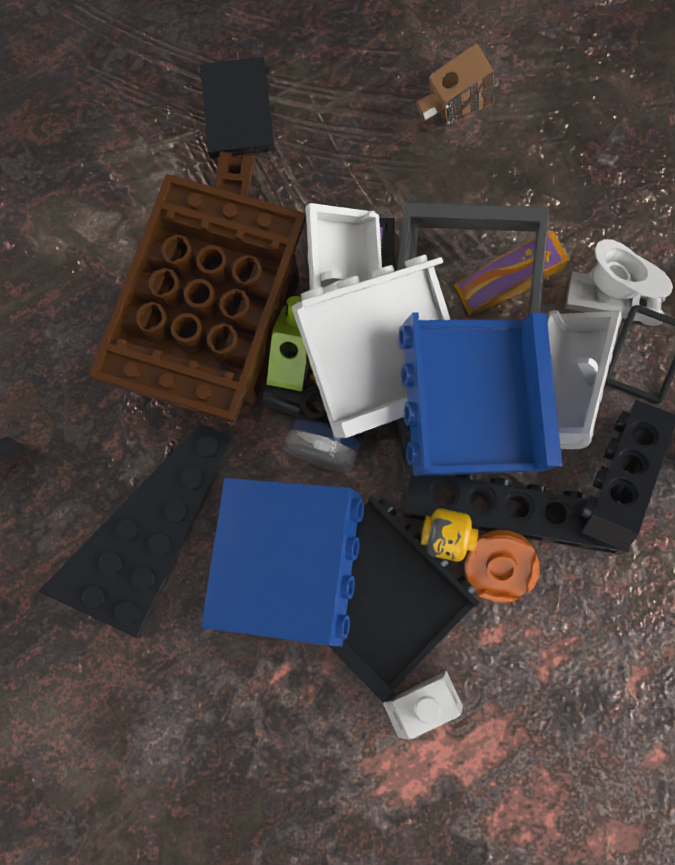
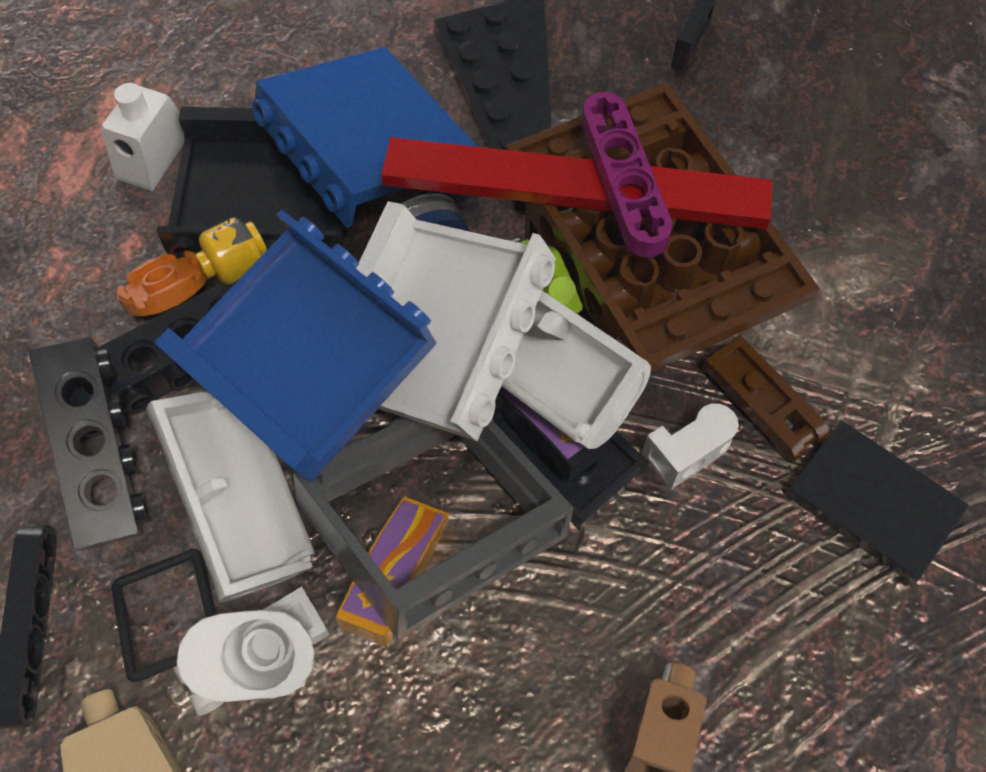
camera: 130 degrees right, 15 degrees down
(192, 314) = (619, 173): none -> magenta beam
(228, 352) = (570, 182): none -> red tile
(294, 196) = (692, 447): none -> white leg

